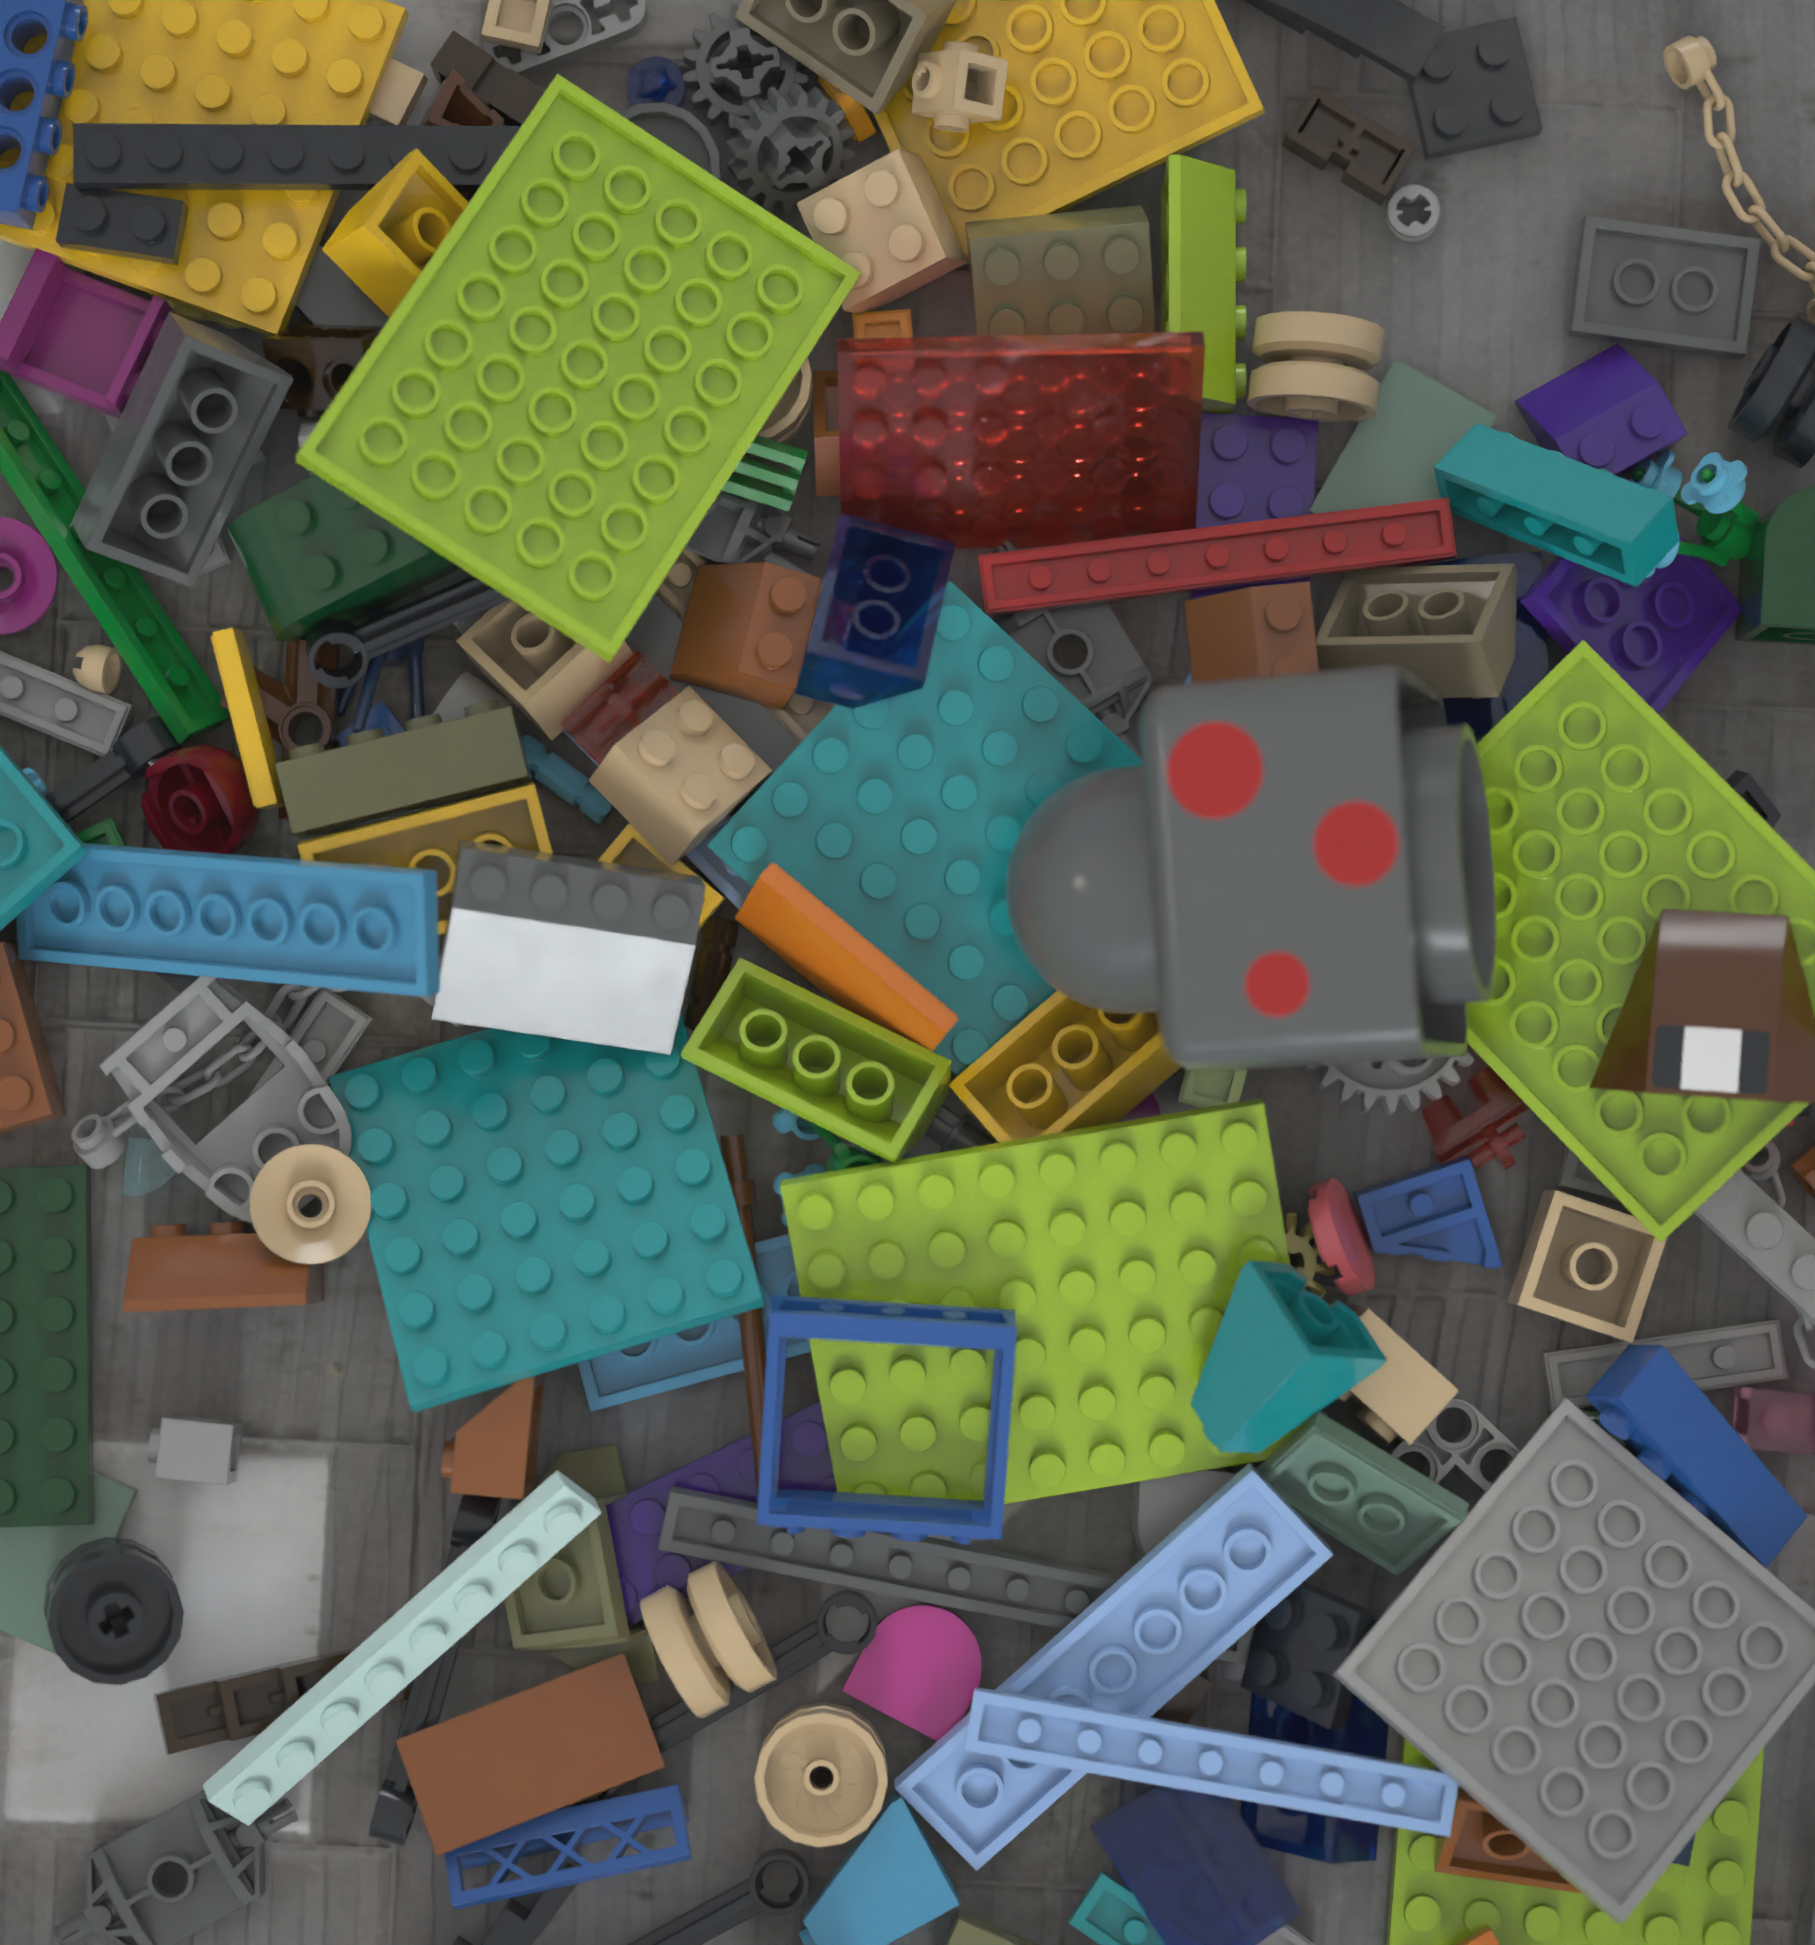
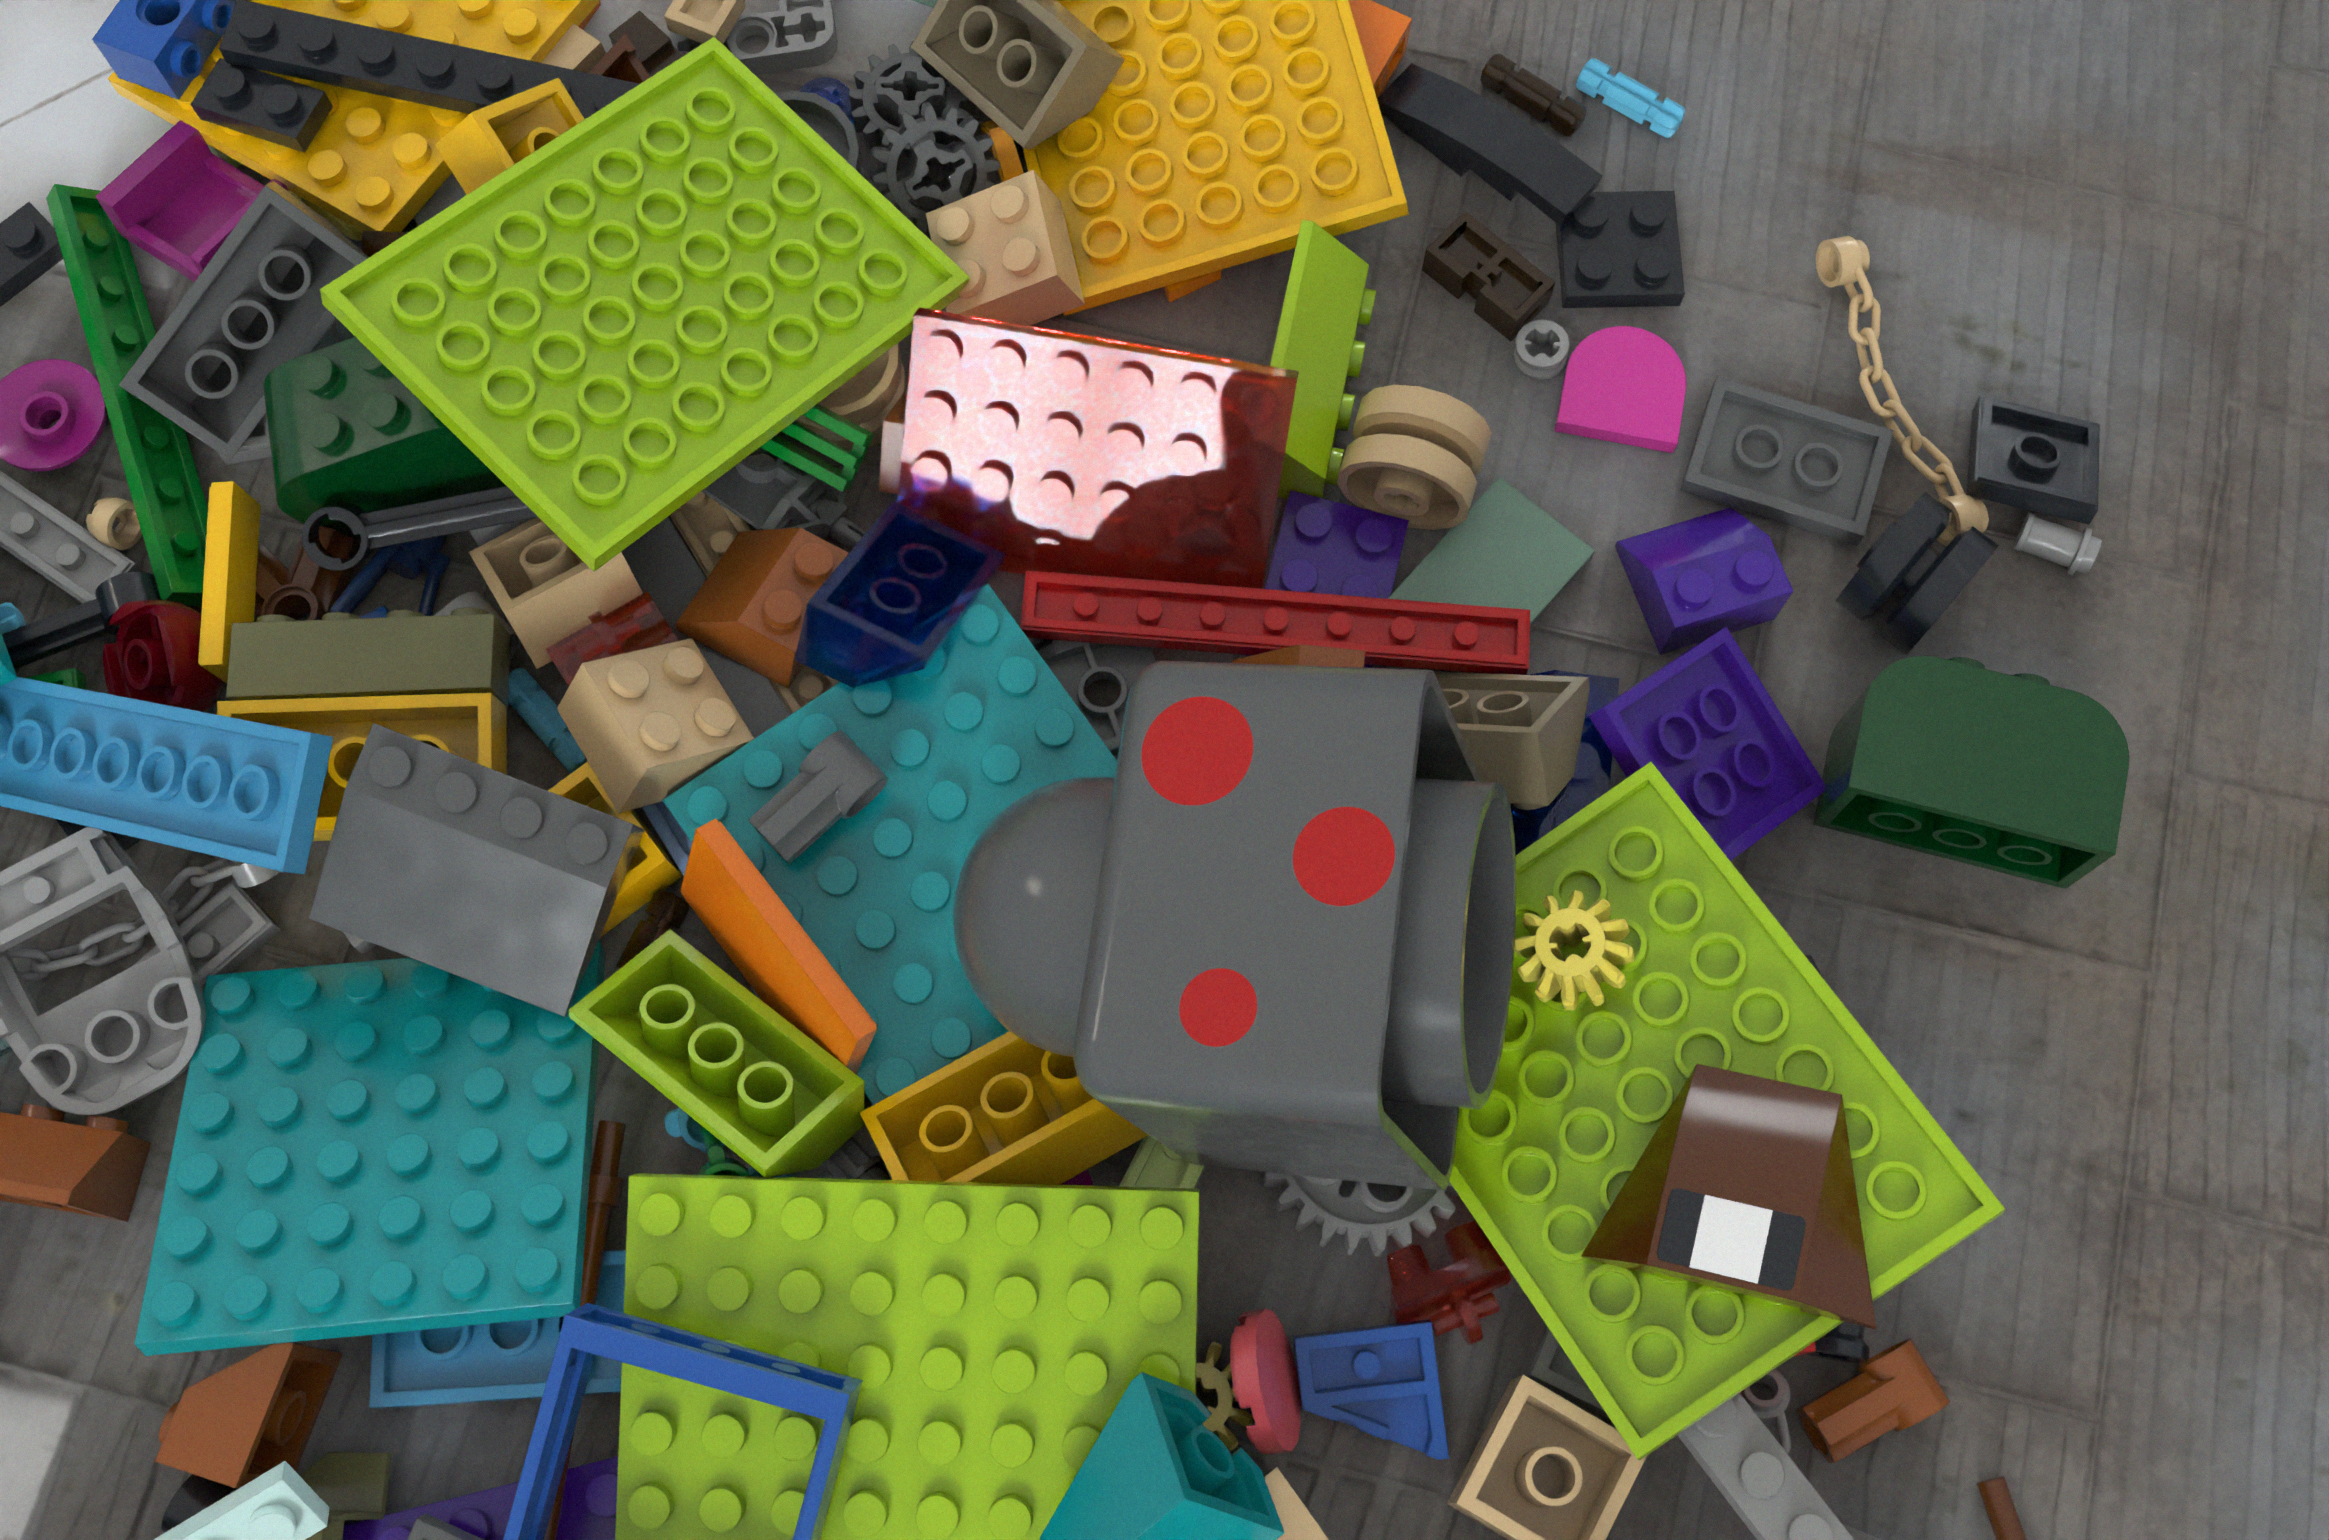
camera: 15 degrees right, 15 degrees down
(317, 1173) = (97, 1076): tan dish -> none
(858, 809) = (832, 784): none -> dark grey piece
(958, 86) = (1108, 131): tan brick -> none
(1062, 273) = (1175, 309): olive brick -> none
(1498, 240) = (1623, 390): none -> dark pink tile
(1538, 808) = (1575, 973): none -> light yellow gear
(1558, 504) = (1648, 628): teal brick -> none
(1711, 495) = (1816, 700): plant -> none

